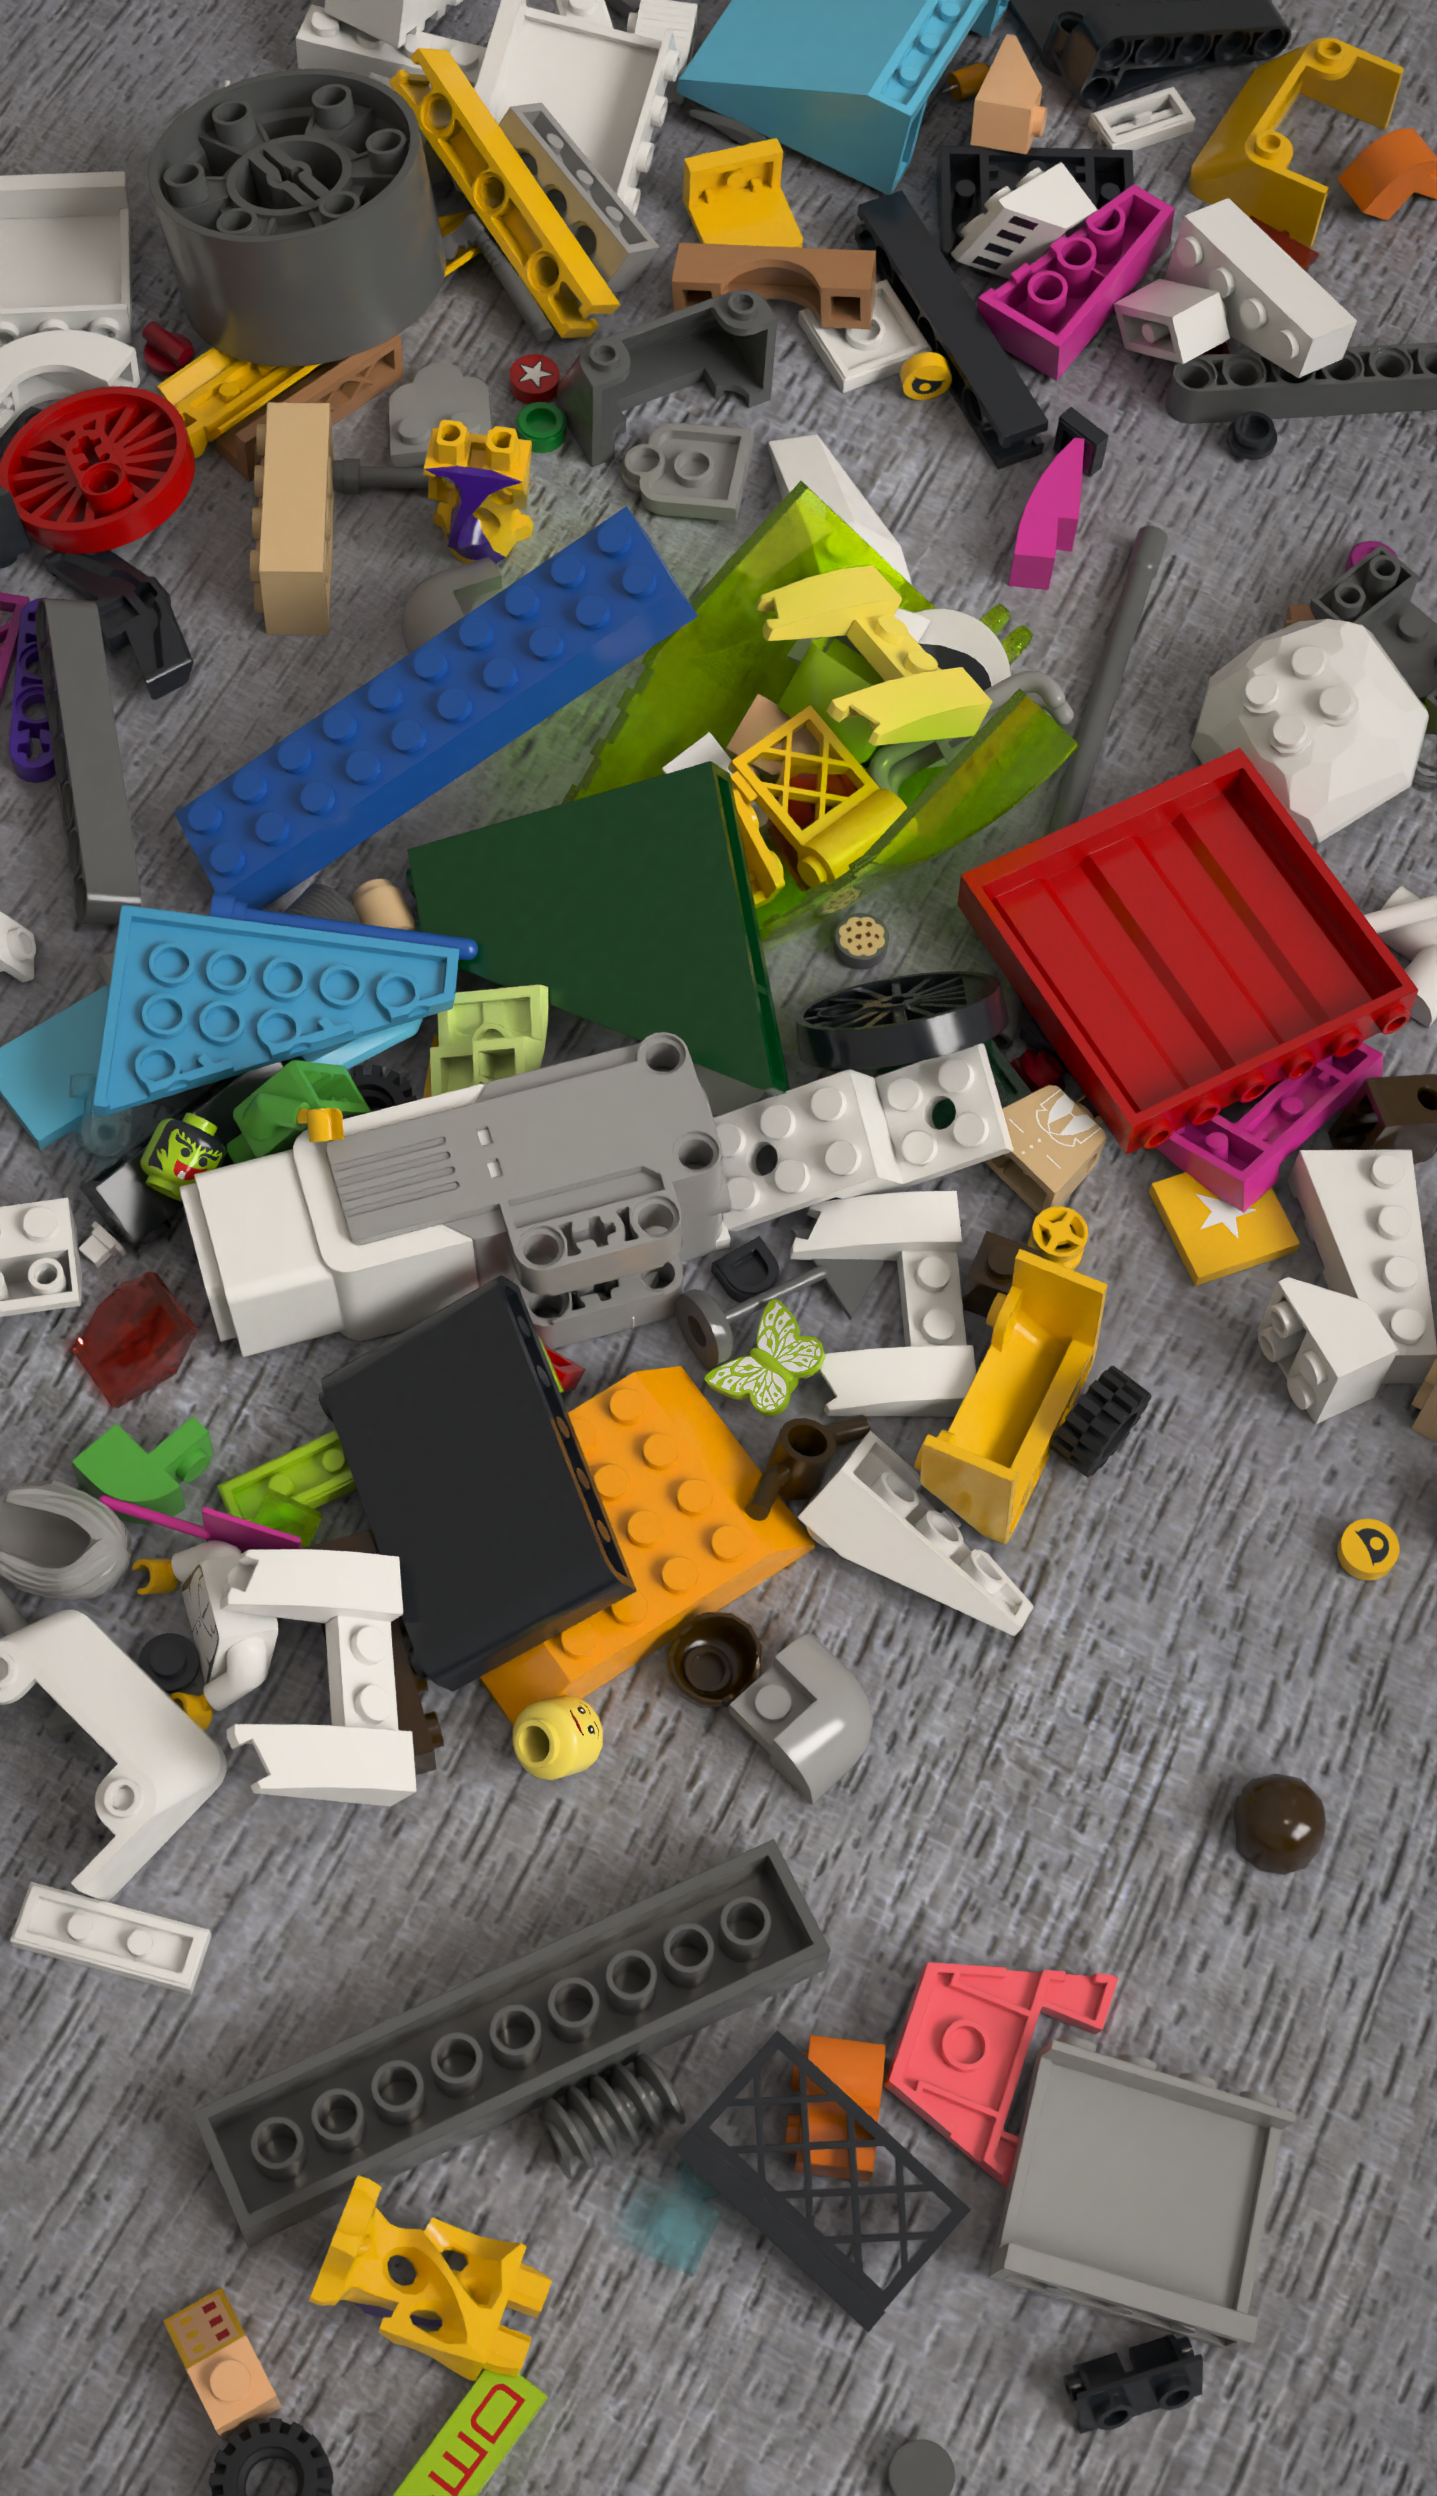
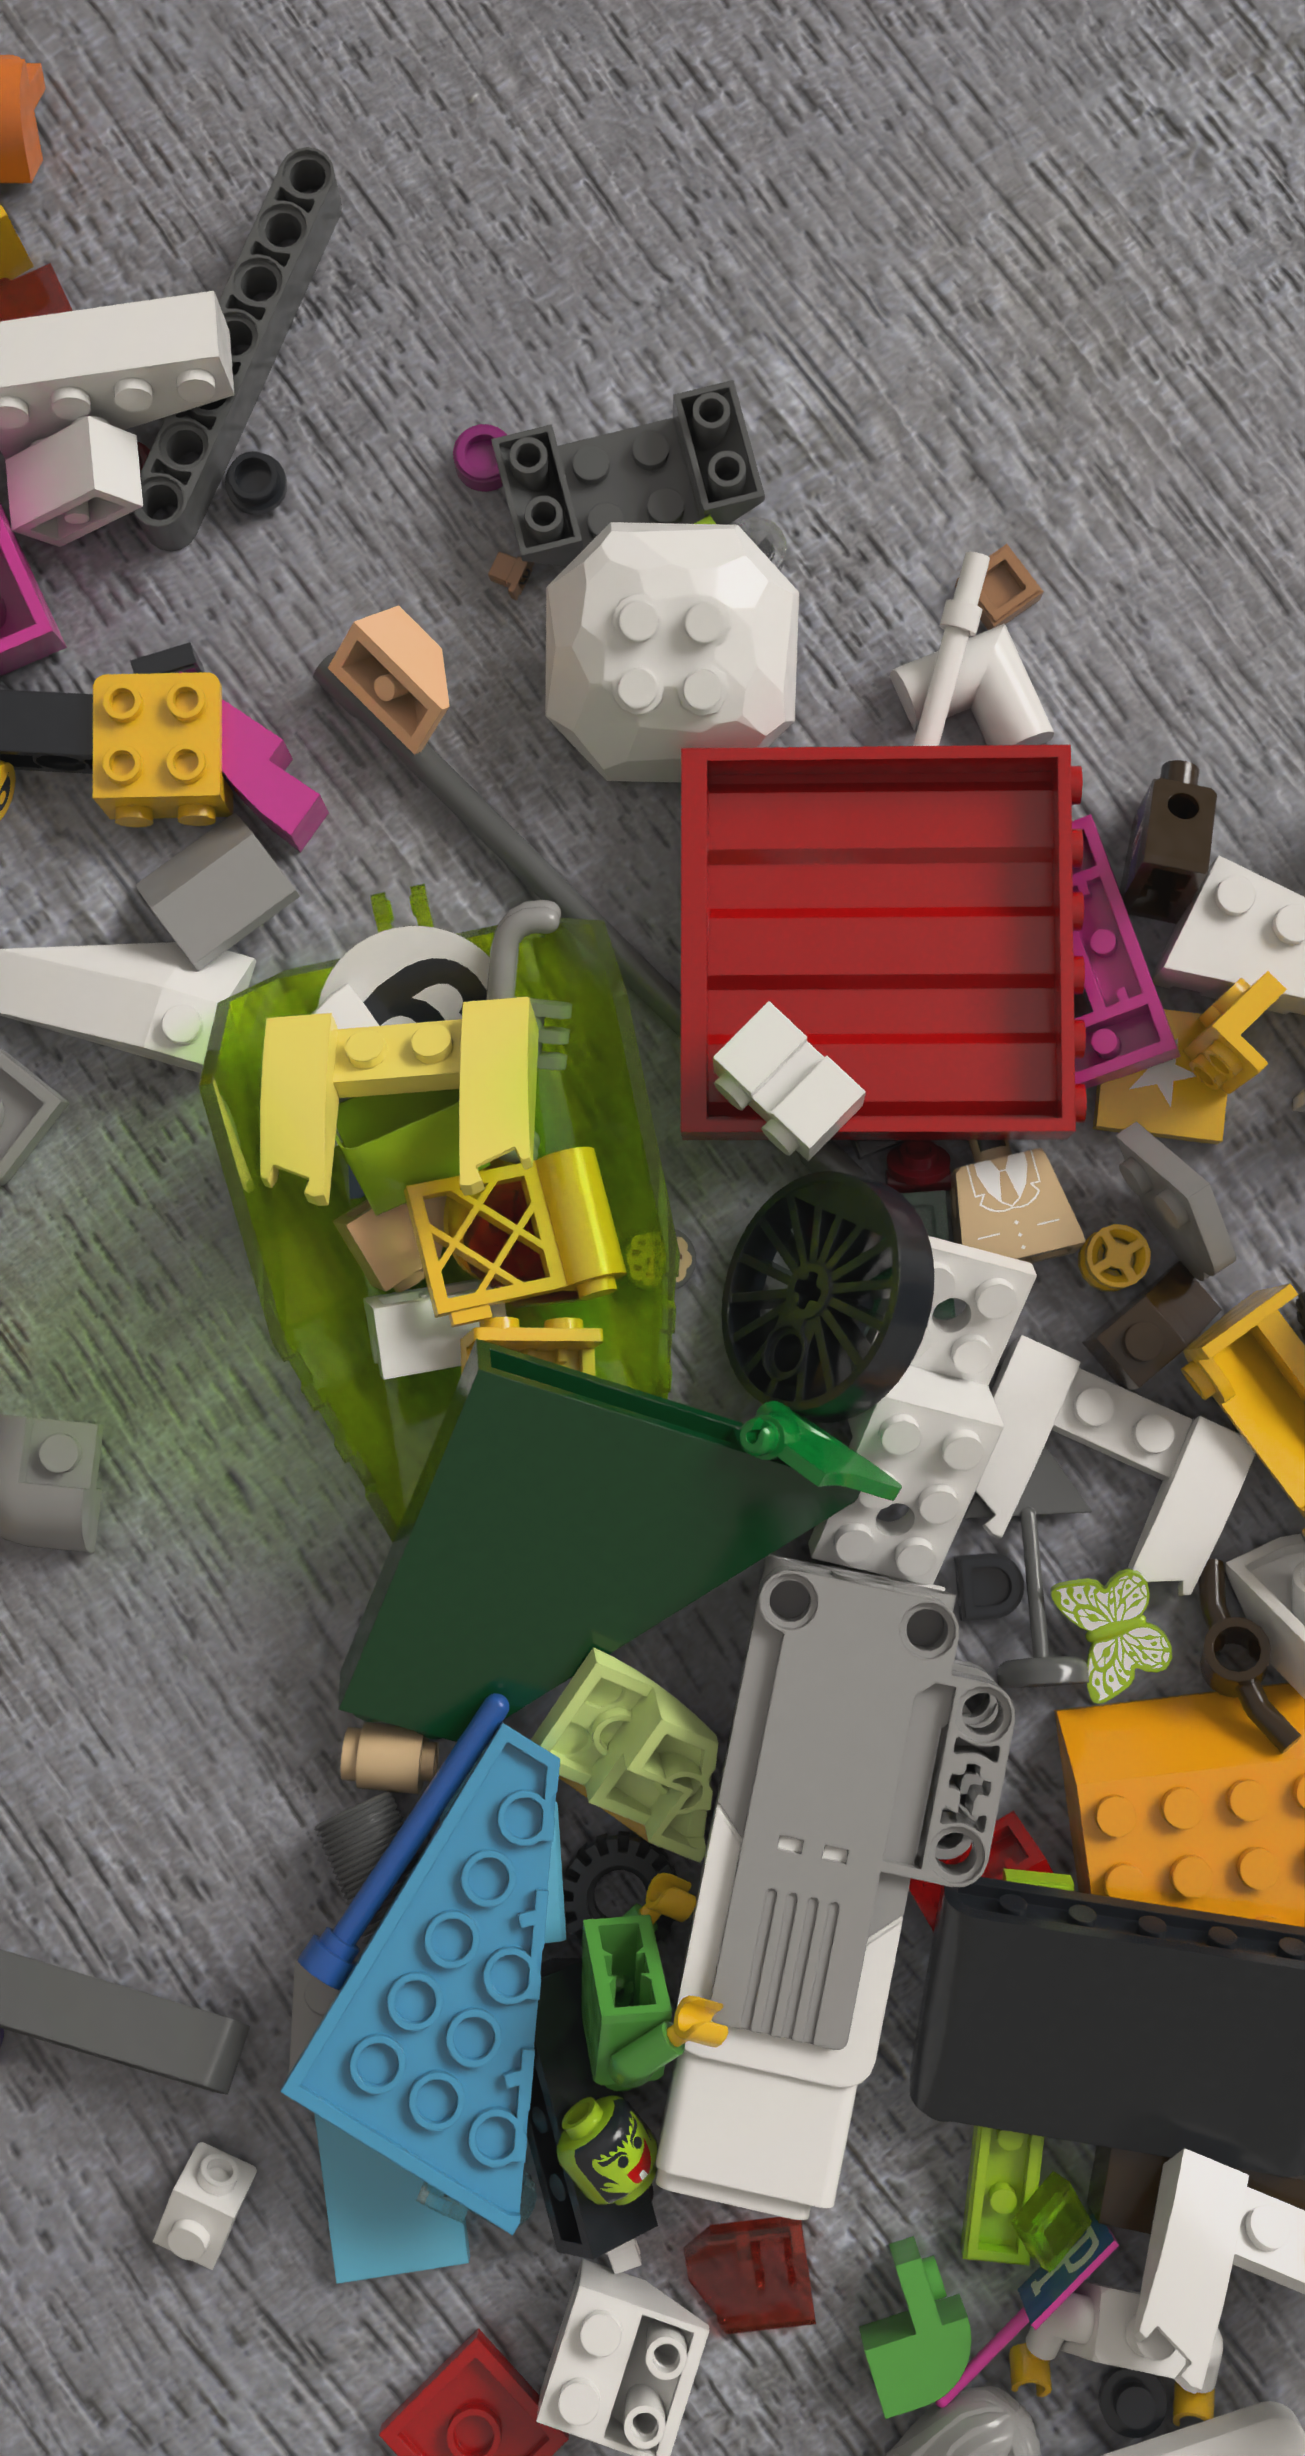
camera: 55 degrees left, 20 degrees up
(436, 713) = (209, 1603): blue brick -> none
(781, 1031) = (812, 1452): none -> green arm
(943, 537) = (217, 891): none -> light grey slope
(1017, 453) = (159, 748): none -> yellow bracket
(1040, 911) = (786, 1083): none -> white brick
(1129, 1225) = (1176, 1202): none -> light grey plate
(1174, 564) = (395, 674): none -> light nougat slope
(1284, 1212) = (1219, 1052): none -> yellow bracket

